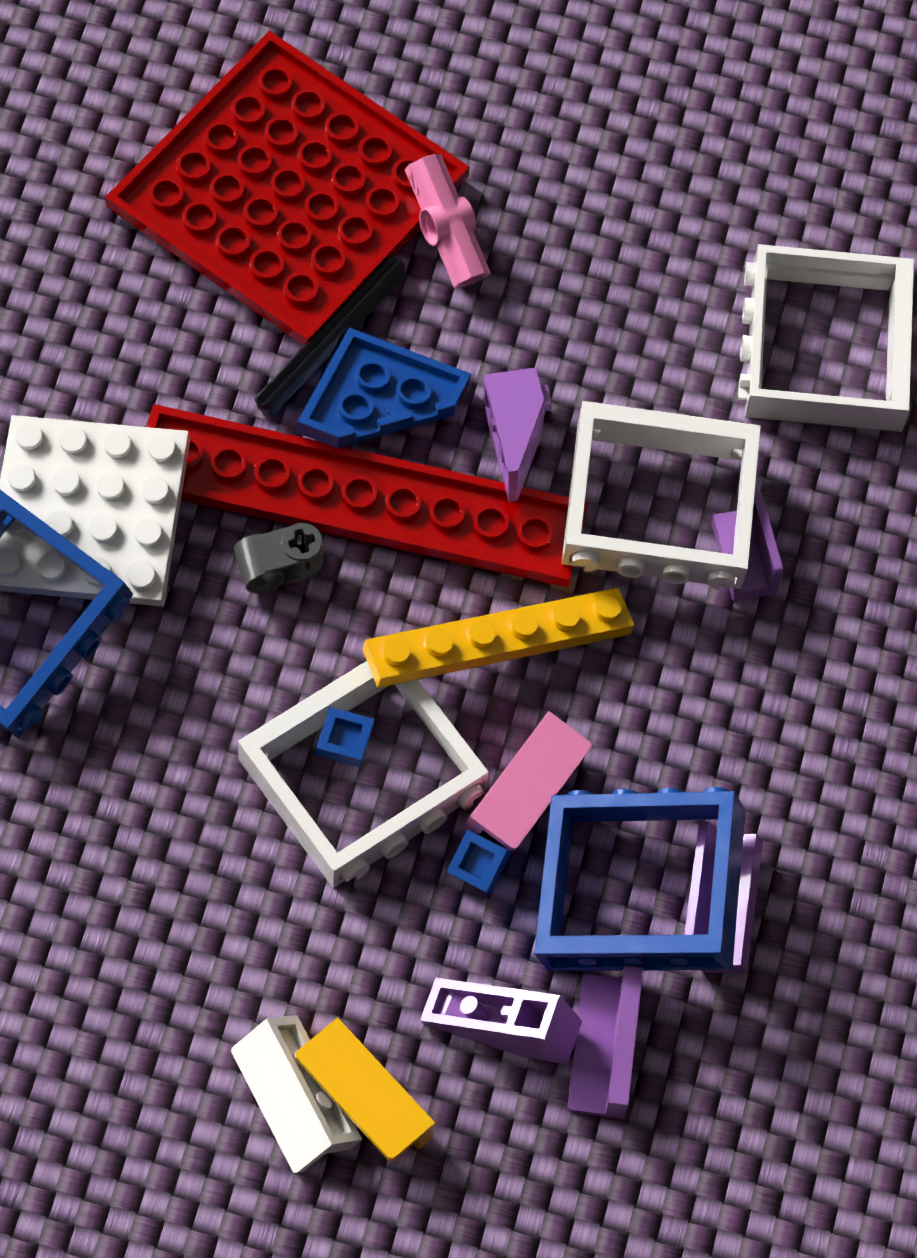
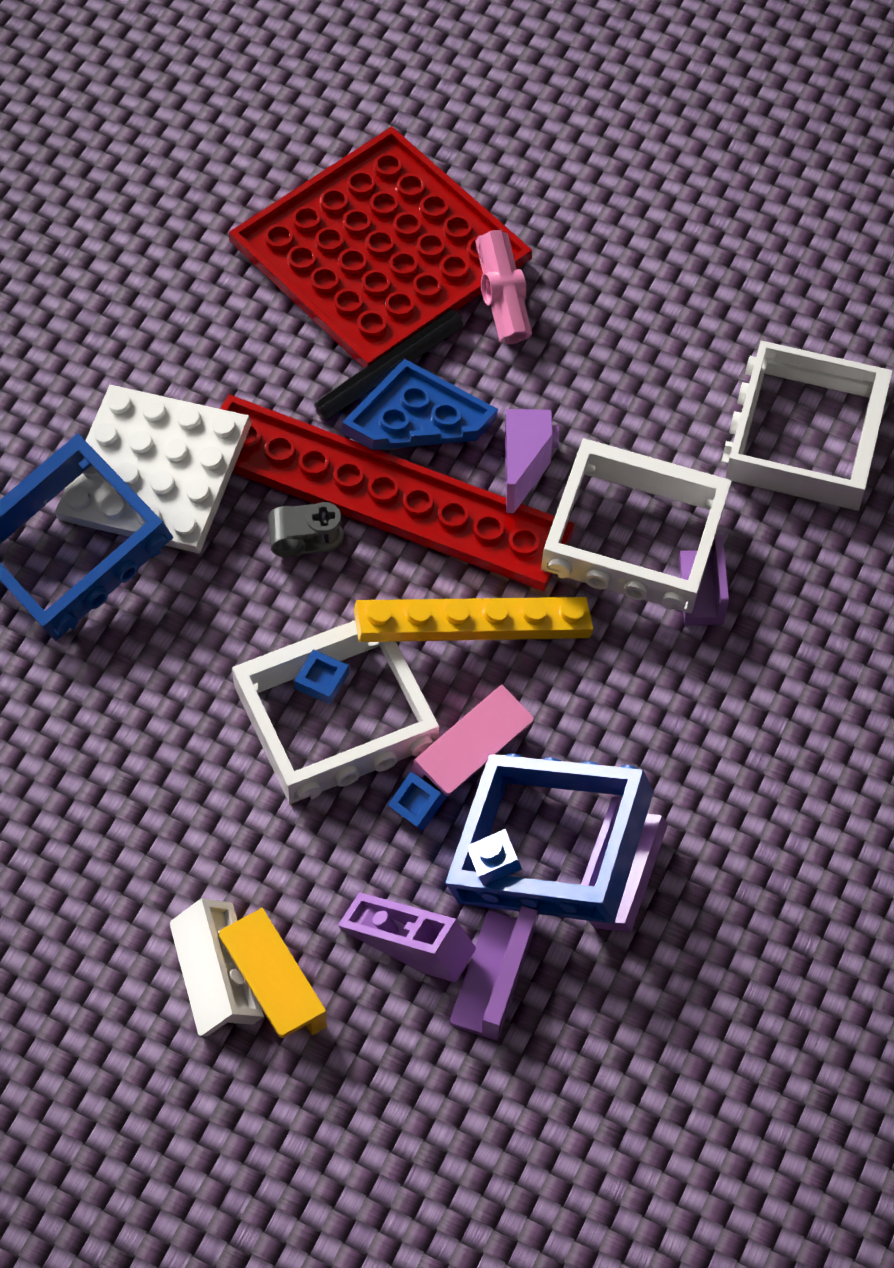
camera: 15 degrees right, 5 degrees down
(586, 917) = (494, 857): none -> plate

